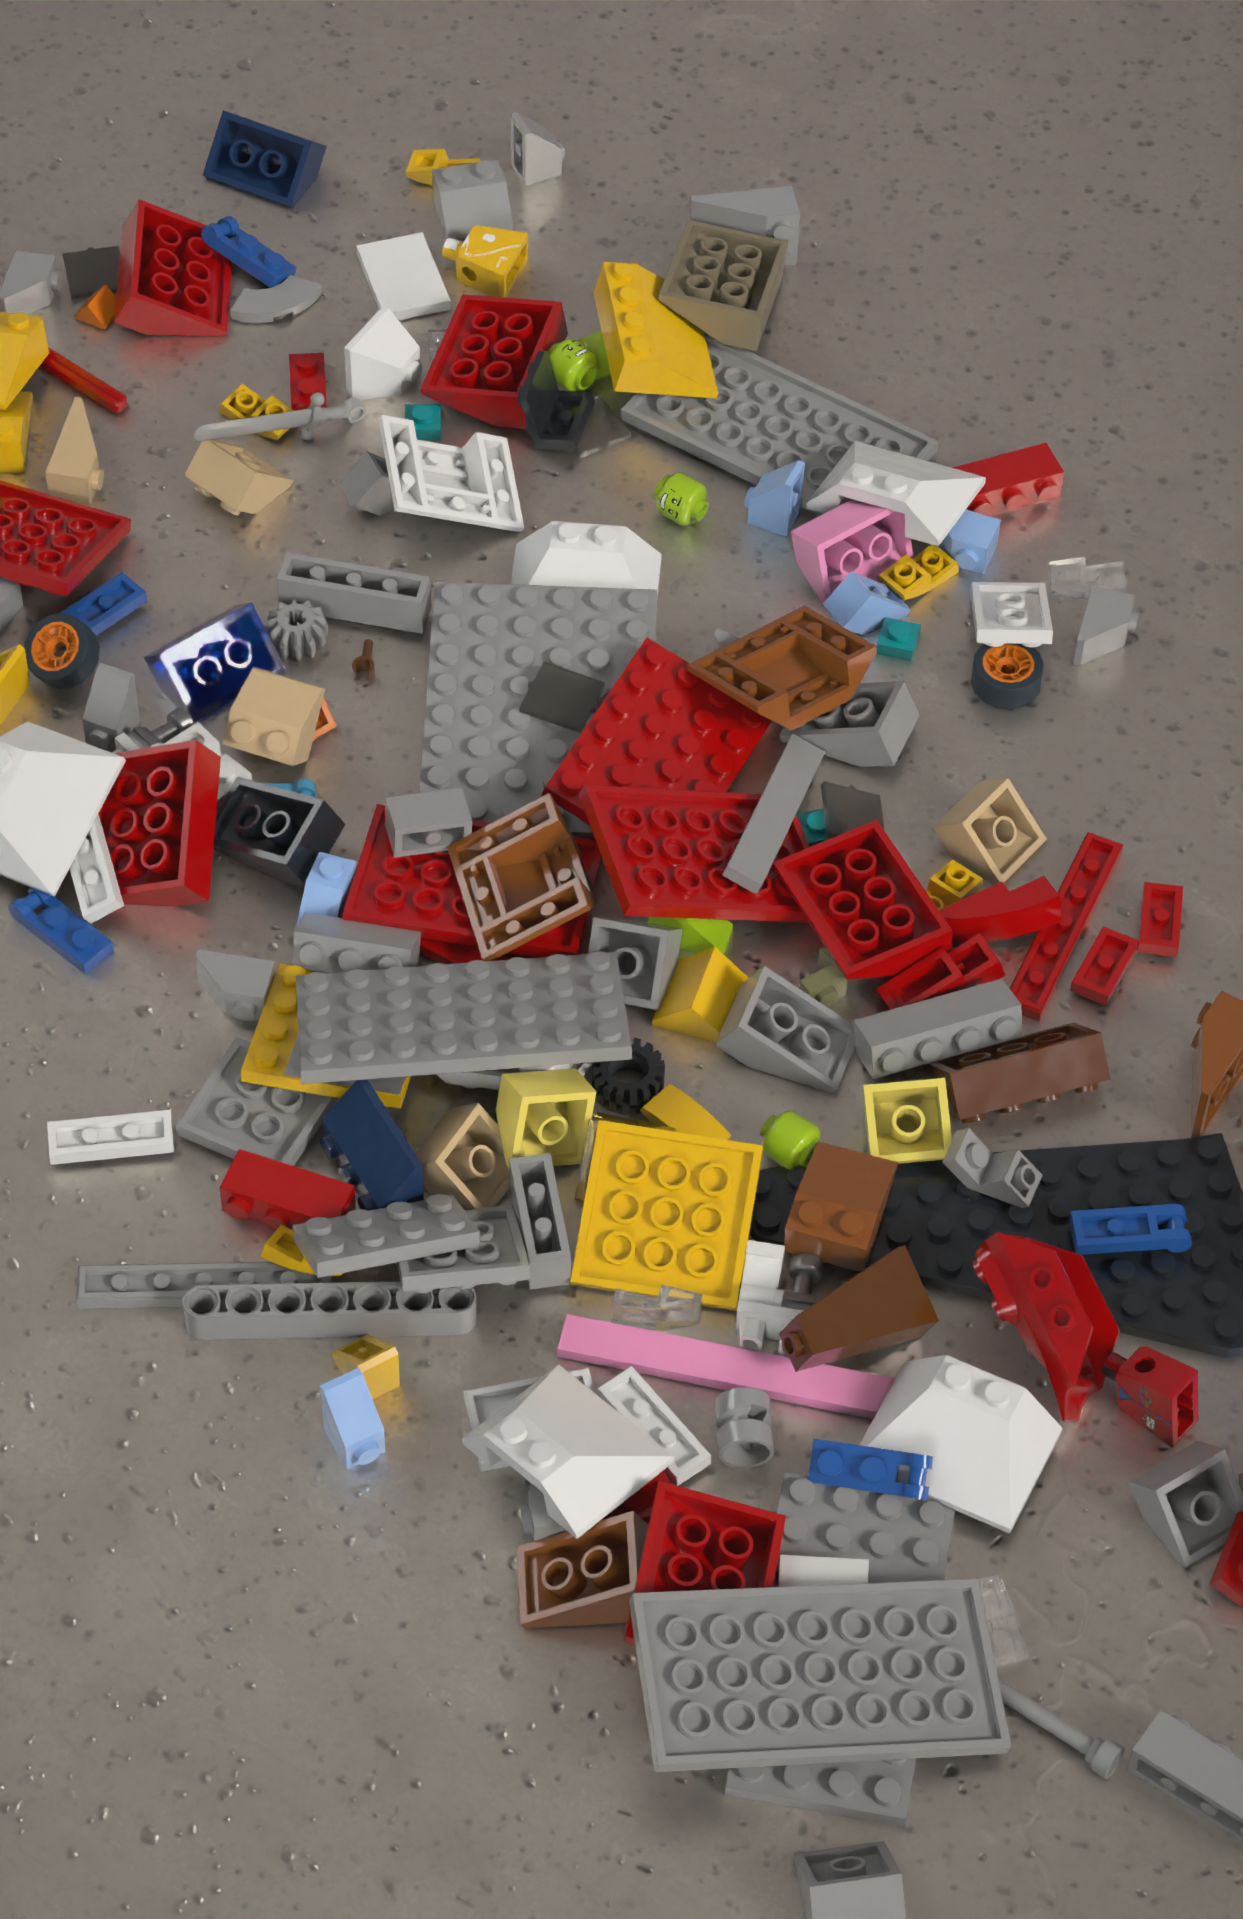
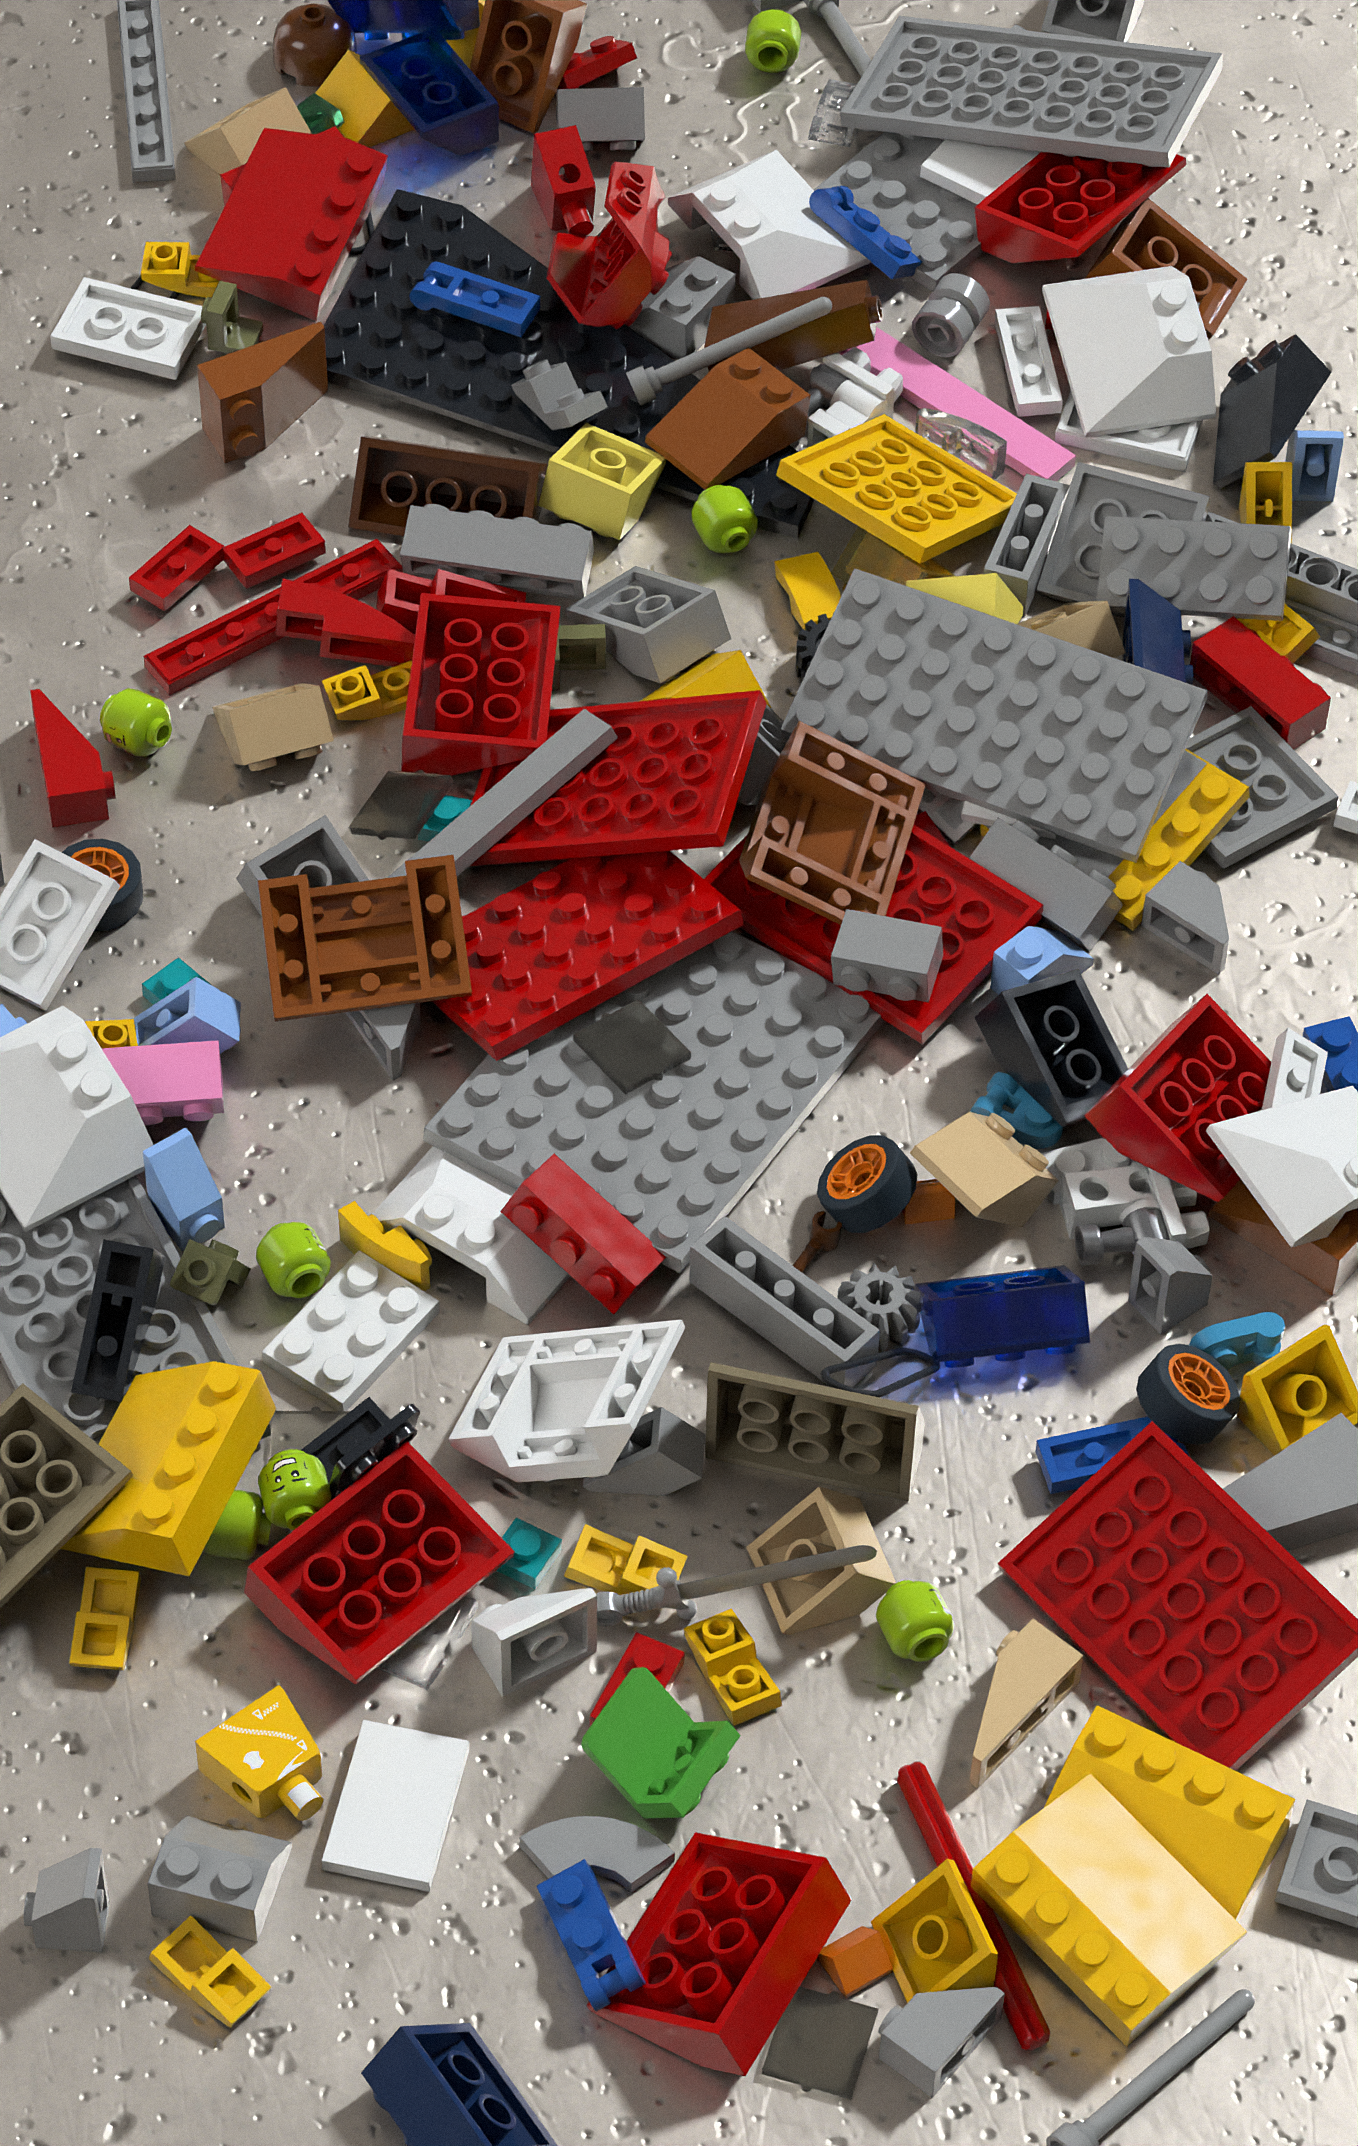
camera: 150 degrees left, 0 degrees up
(49, 705) = (1242, 1339): none -> dark azure plate
(63, 330) = (937, 1936): none -> yellow slope
(161, 464) = (915, 1620): none -> lime head
(244, 546) = (878, 1357): none -> black piece
(263, 347) = (655, 1748): none -> bright green bracket
(284, 506) = (812, 1431): none -> dark tan slope
(346, 439) = (618, 1565): none -> yellow slope
(350, 685) = (867, 1184): none -> black wheel
(413, 1439) = (1264, 405): none -> black slope
(509, 560) = (583, 1233): none -> red brick
(620, 488) = (351, 1332): none -> white plate
(651, 529) = (391, 1249): none -> yellow slope
(726, 472) = (206, 1270): none -> olive bracket
(753, 408) = (117, 1319): none -> black slope
(932, 1211) = (650, 381): none -> light grey piece
(973, 1331) = (681, 311): none -> light grey slope
(1079, 784) = (136, 722): none -> lime head
(1100, 738) = (70, 767): none -> red slope
(1106, 1665) = (773, 41): none -> lime head

